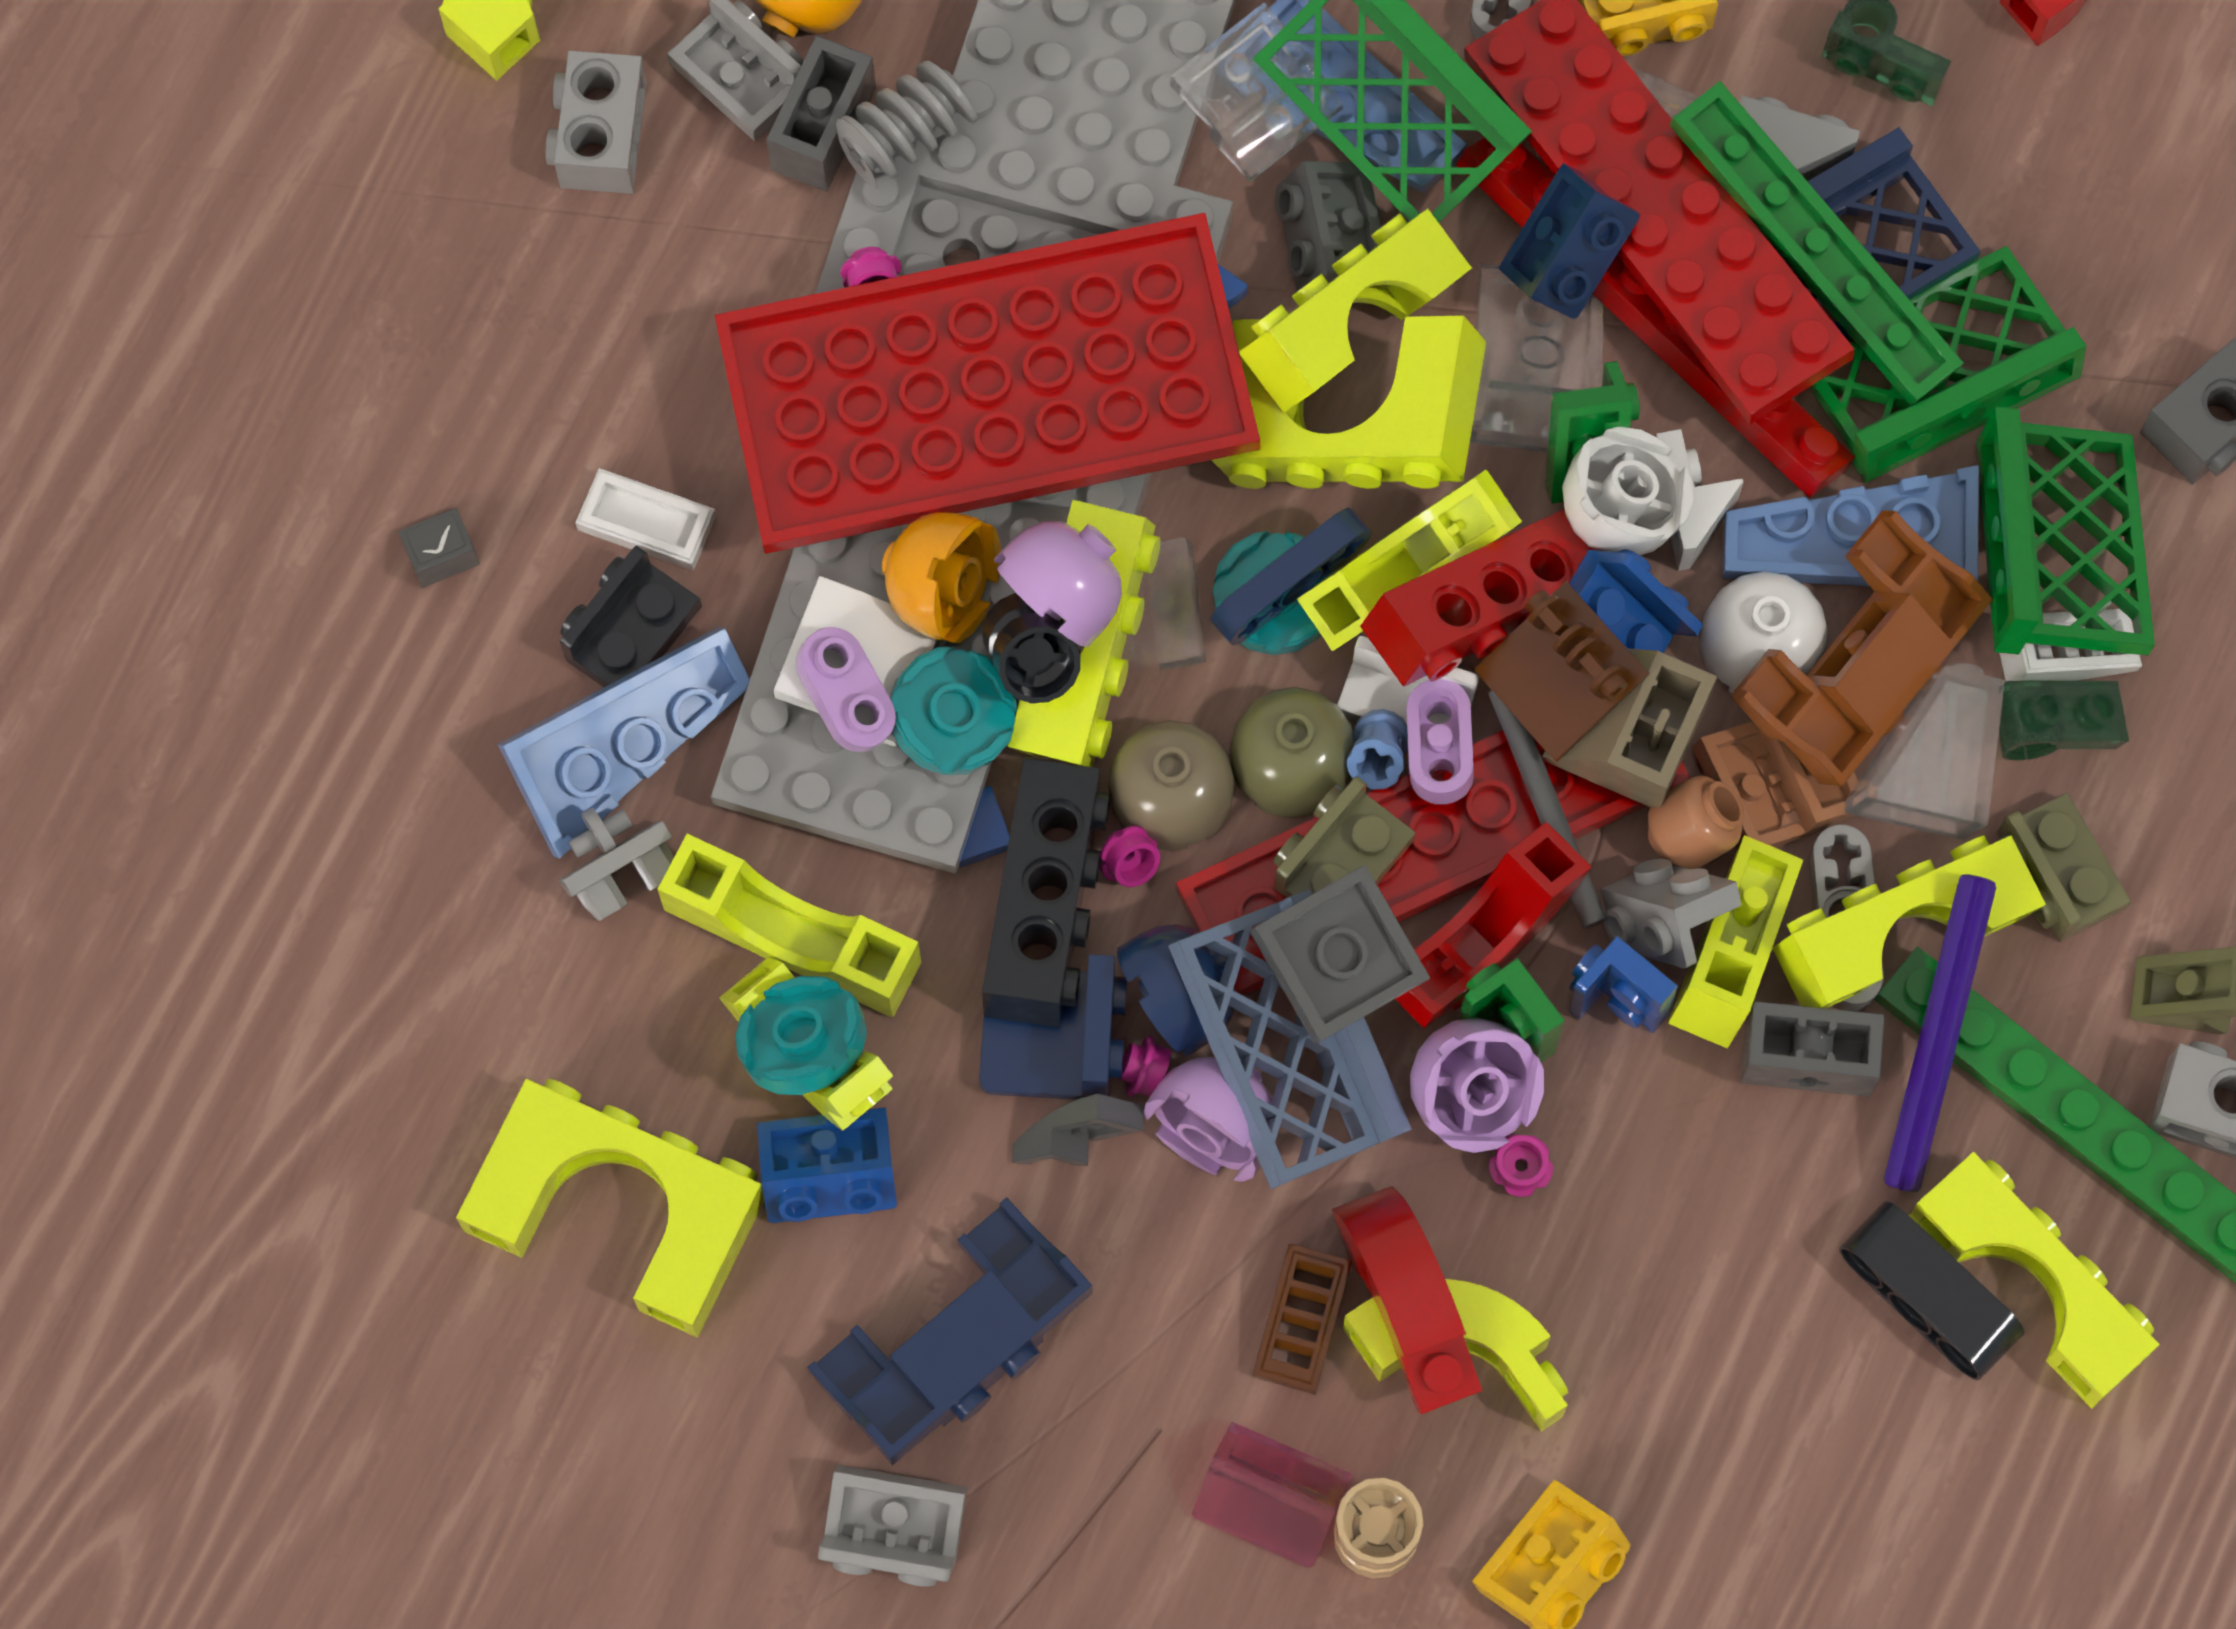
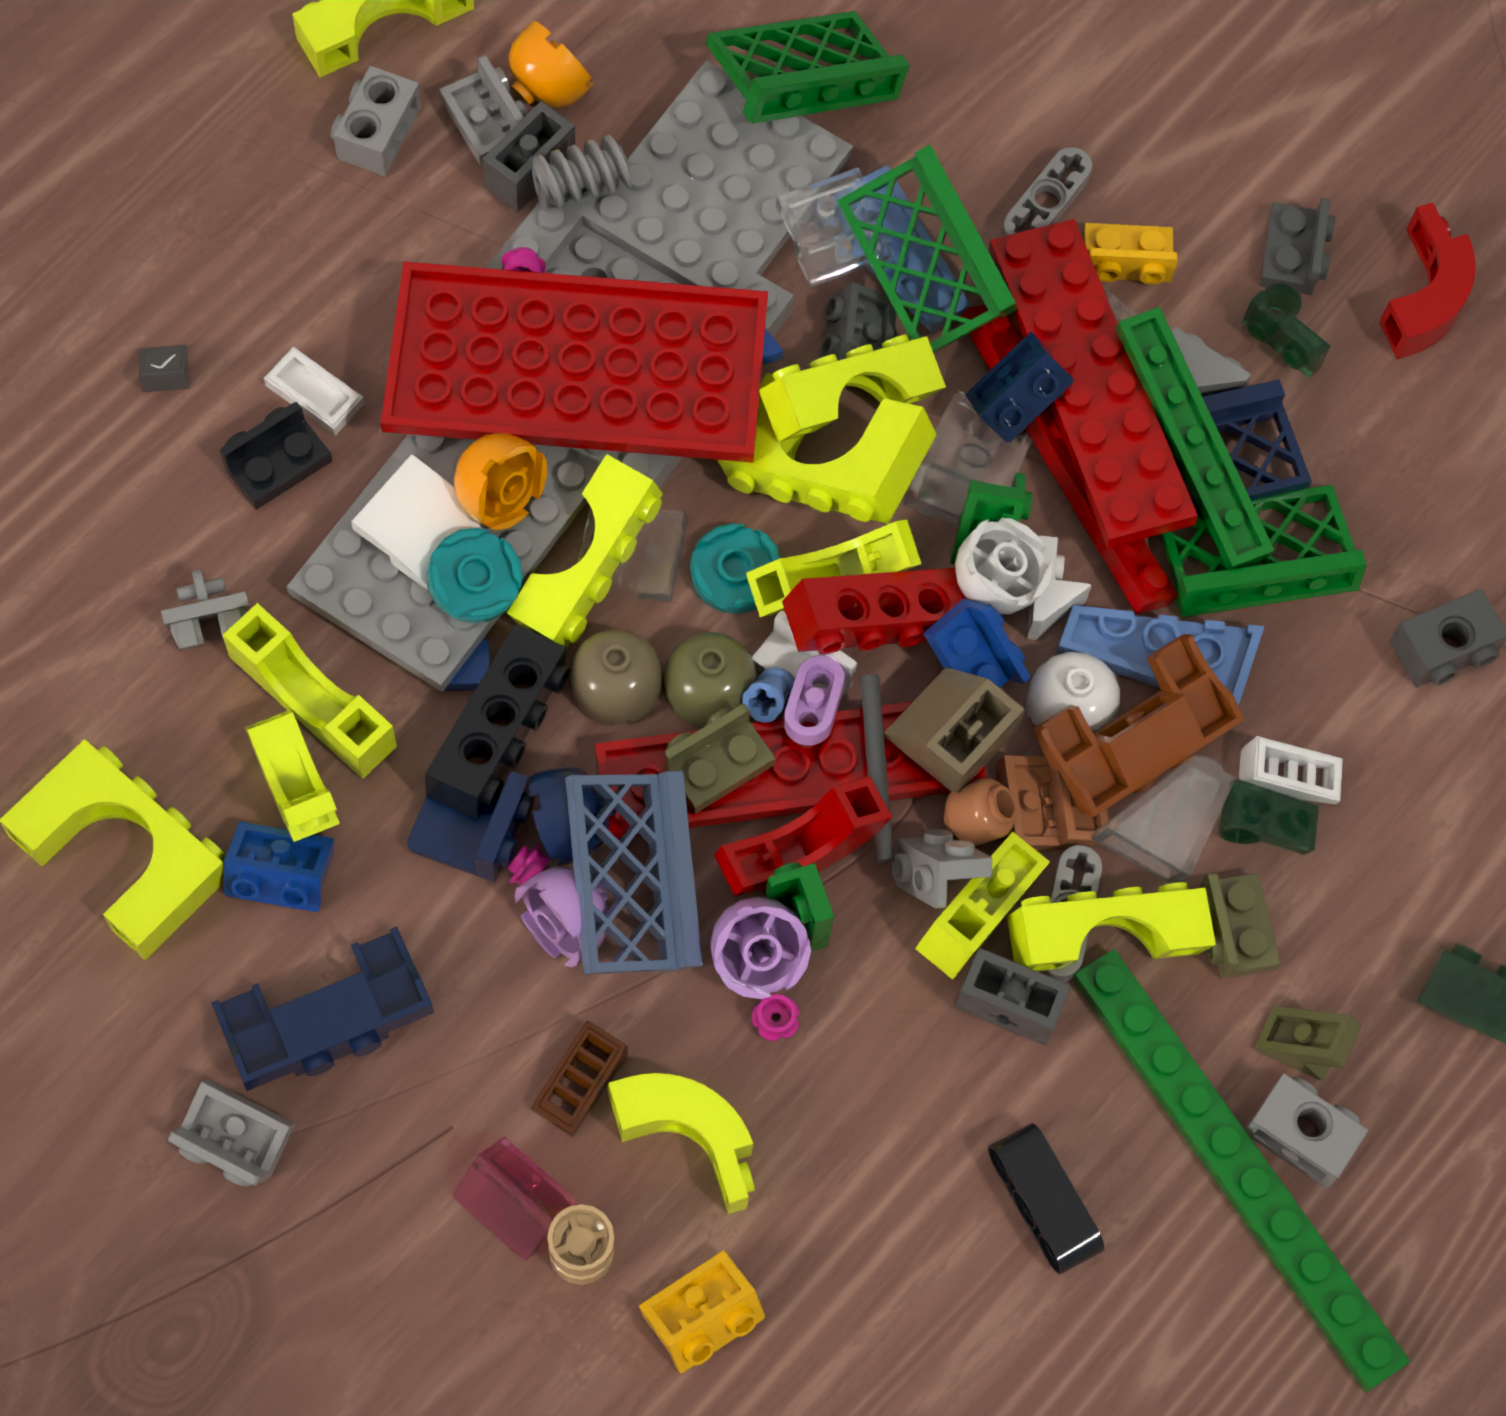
camera: 10 degrees right, 5 degrees down
(620, 735) = (240, 527): medium blue wing -> none
(801, 1035) = (284, 764): teal tile -> none
(841, 689) = (400, 534): lavender plate -> none
(1029, 651) = (542, 546): black wheel -> none
(1064, 576) = (579, 500): lavender cylinder -> none
(1067, 1131) = (462, 891): dark grey slope -> none
(1129, 857) = (572, 725): dark pink plate -> none
(1290, 576) = (735, 559): dark blue beam -> none
(1339, 954) = (687, 821): dark grey plate -> none
(1411, 1296) = (659, 1086): red arch -> none
(1561, 670) = (914, 672): reddish brown hinge -> none
(1635, 986) = (898, 914): blue bracket -> none
(1940, 1033) = (1109, 1013): dark purple axle -> none
(2012, 546) = (1271, 687): green fence -> none
(2095, 1336) = (1097, 1156): neon yellow arch -> none

